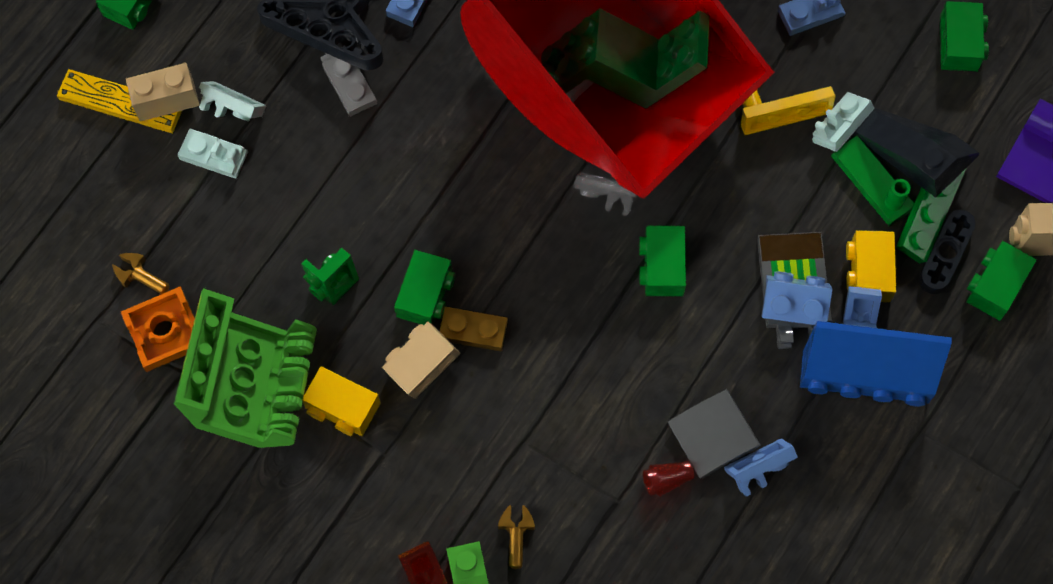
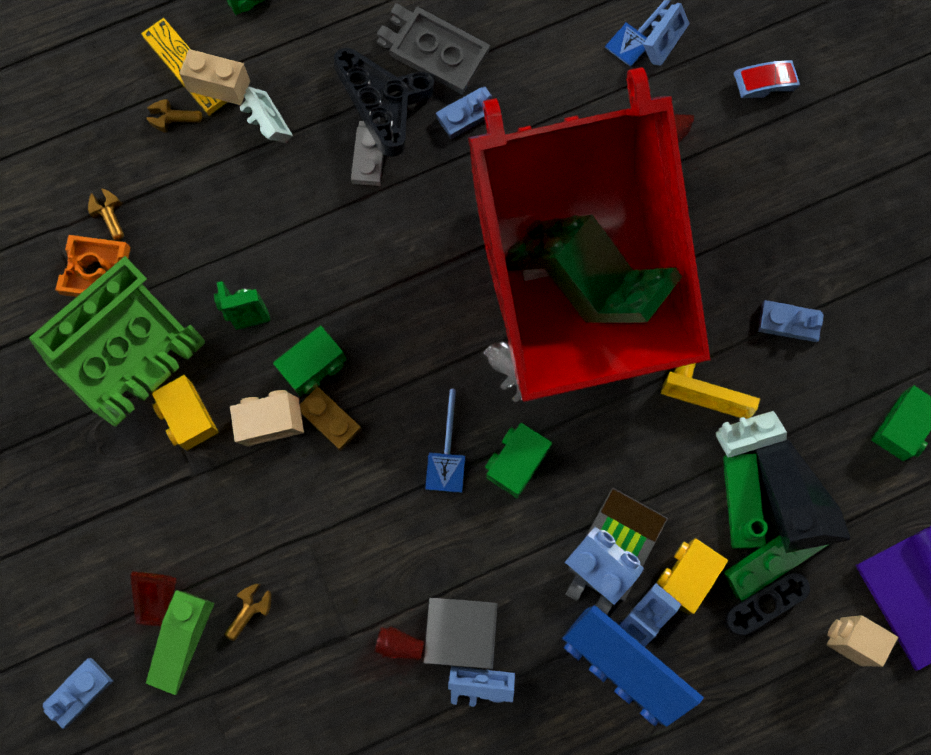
camera: 35 degrees right, 5 degrees up
(137, 153) = (170, 116): none -> pearl gold bar
(212, 153) = (226, 150): light aqua plate -> none
(605, 310) = (445, 470): none -> piece
(1000, 281) = (795, 660): green brick -> none

